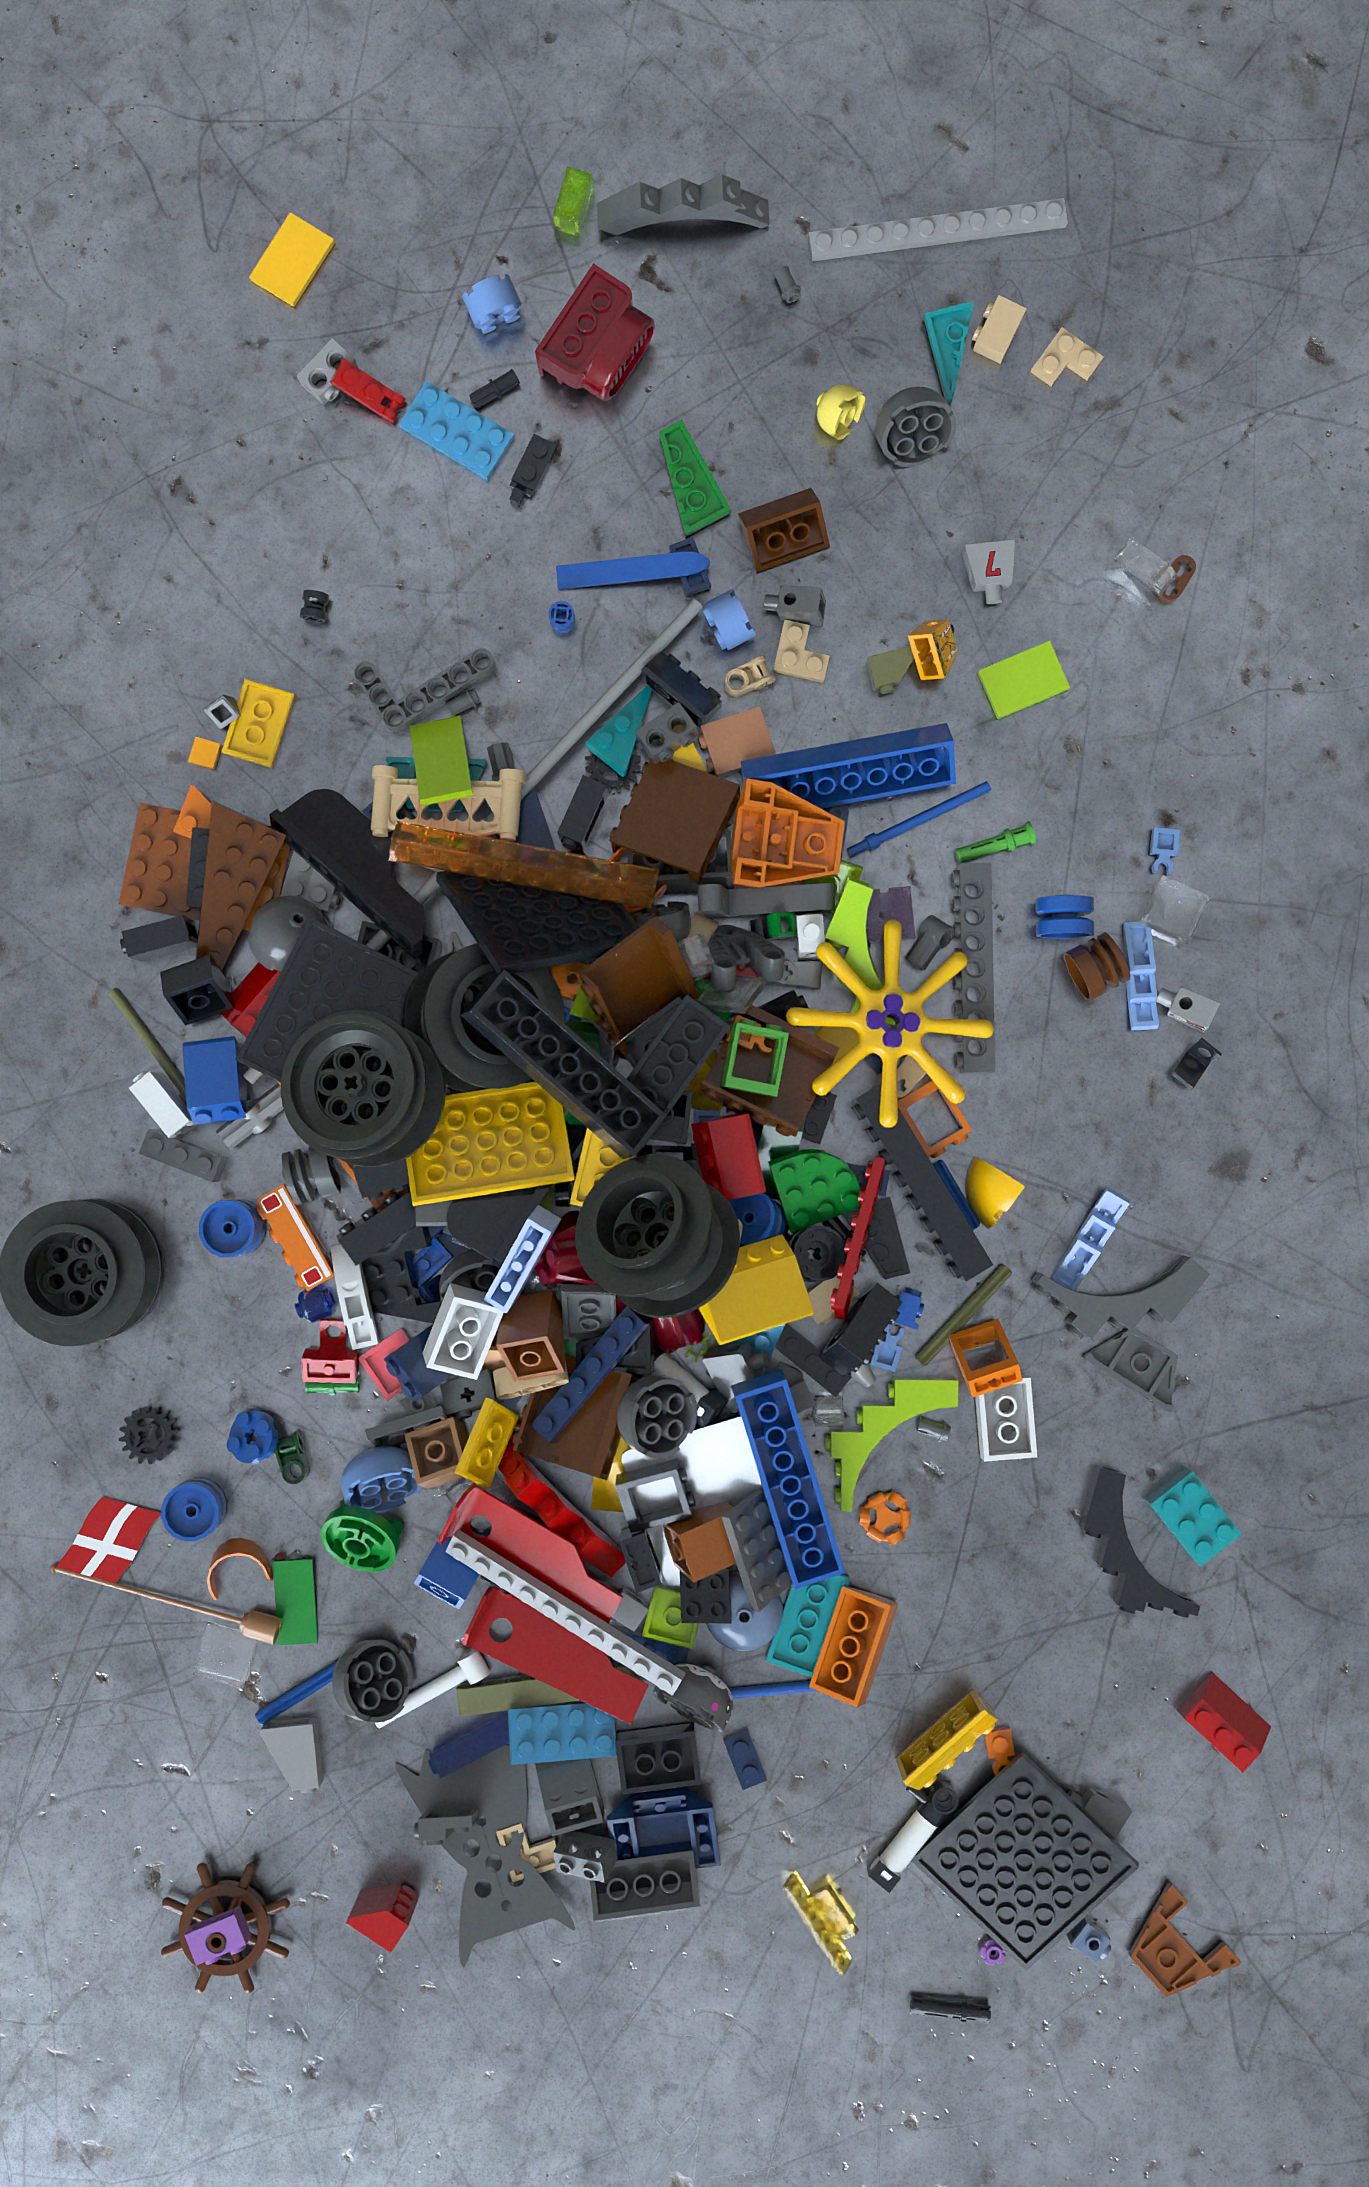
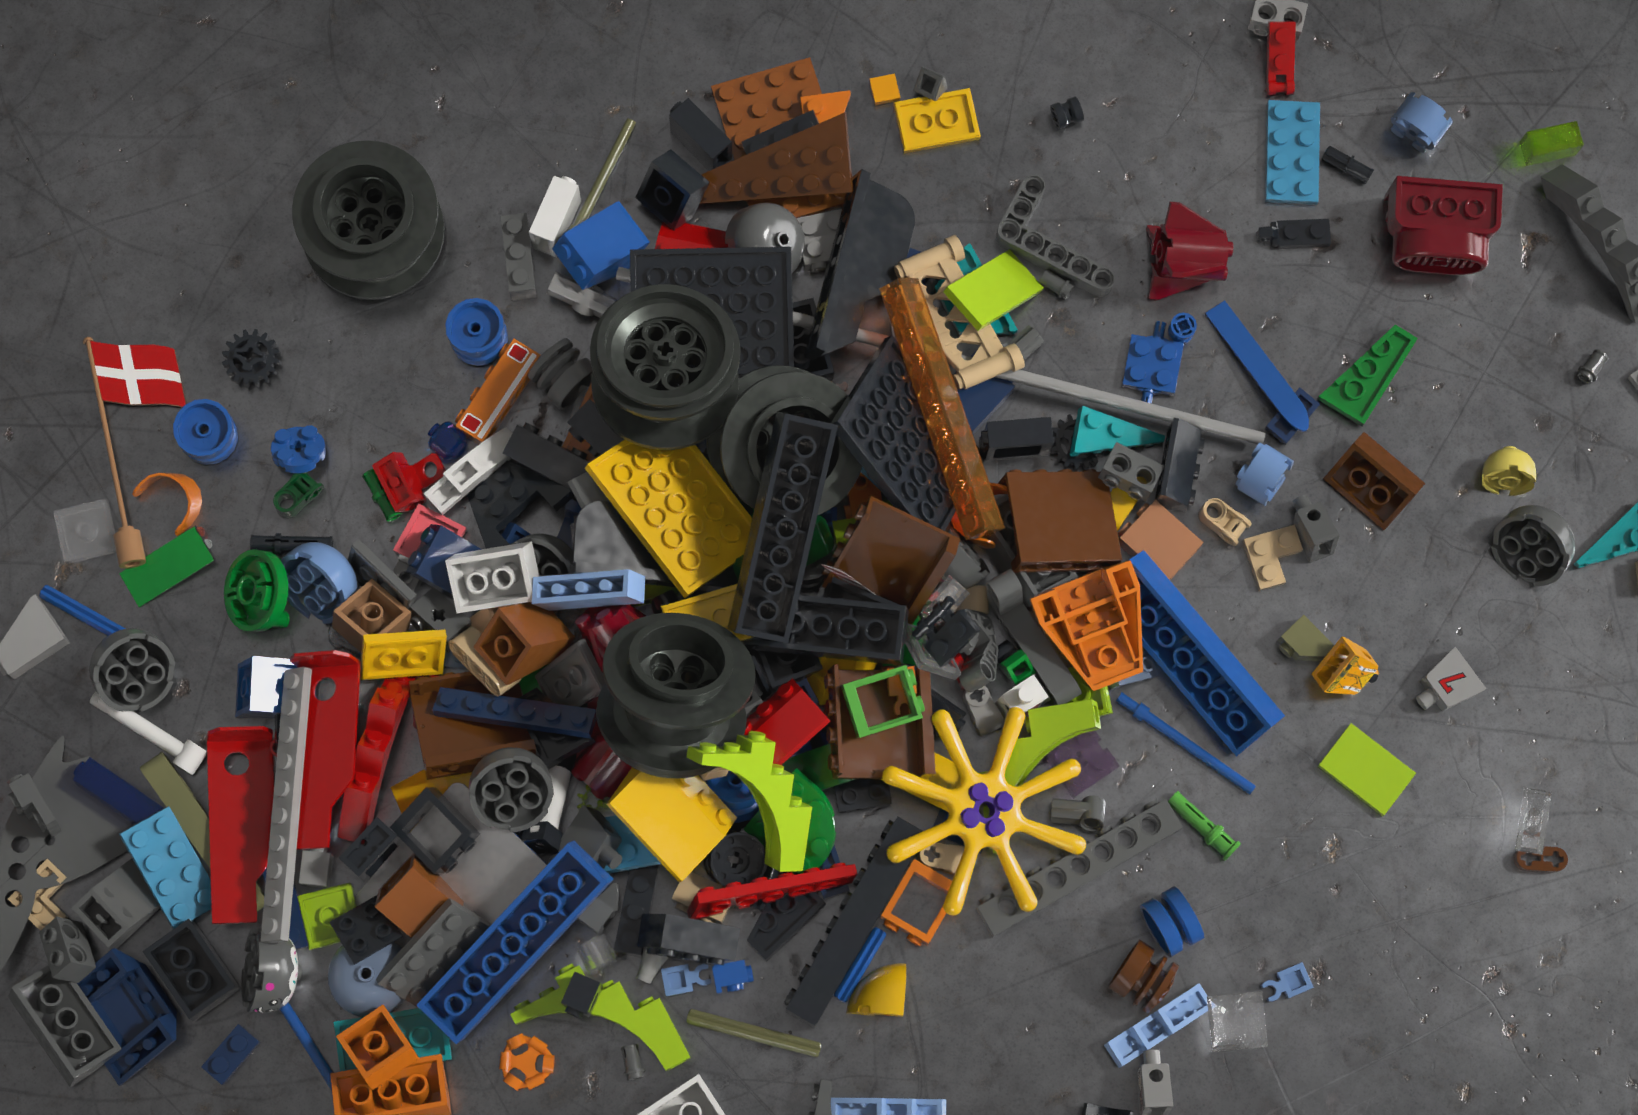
camera: 55 degrees right, 10 degrees down
(328, 1494) = (284, 543): none -> black pin
(430, 1261) = (540, 520): blue plate -> none
(498, 573) = (1186, 252): none -> dark red brick
(579, 659) = (1153, 364): none -> blue plate
(733, 969) = (952, 637): none -> black plate
(804, 1196) = (783, 815): none -> lime arch
(811, 1639) = (377, 1047): none -> orange brick
(862, 1447) = (581, 995): none -> black brick
(980, 1380) = (723, 1091): orange window -> none

